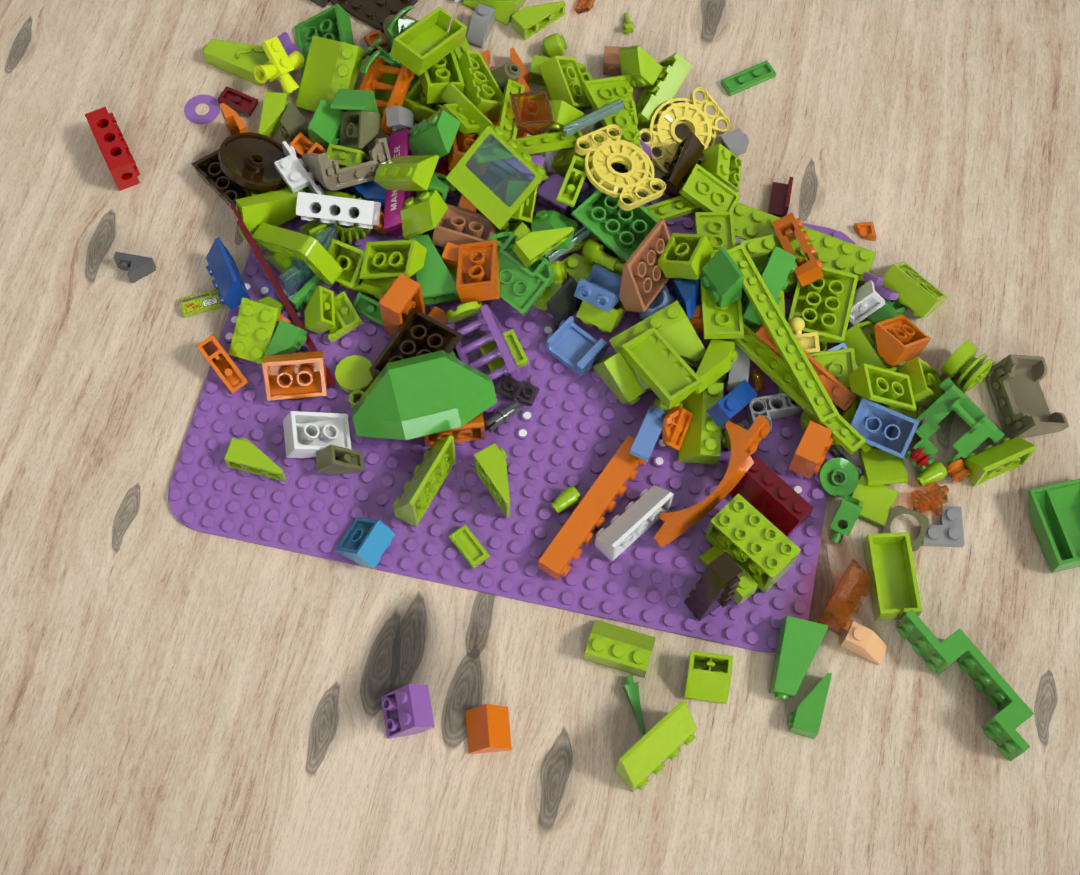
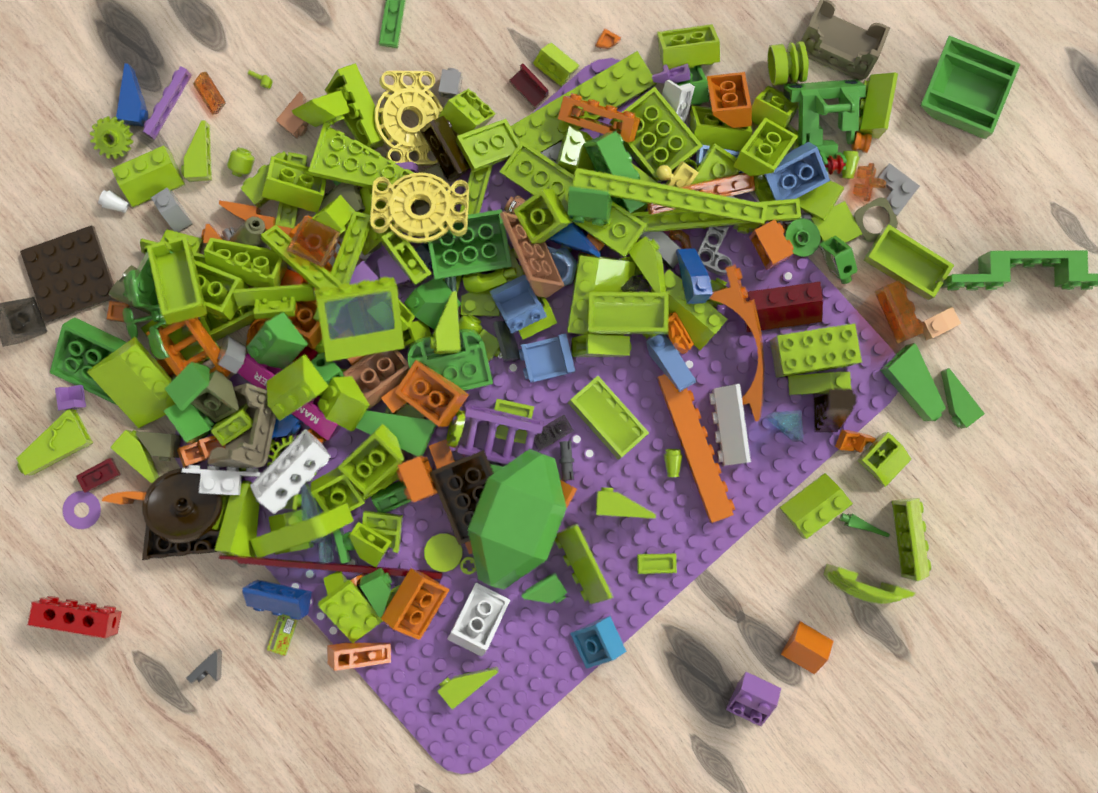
camera: 50 degrees left, 20 degrees up
(279, 65) = (92, 418): neon yellow brick -> none
(339, 460) = (515, 617): olive slope -> none
(382, 466) = (546, 590): none -> bright green slope
(563, 425) = (608, 417): none -> lime slope
(587, 758) = (846, 582): none -> lime slope
(592, 117) = (354, 192): sand green axle -> none
(675, 564) = (788, 423): none -> clear light blue slope
(701, 637) = (853, 440): none -> orange slope
(814, 205) = (555, 64): none -> lime panel

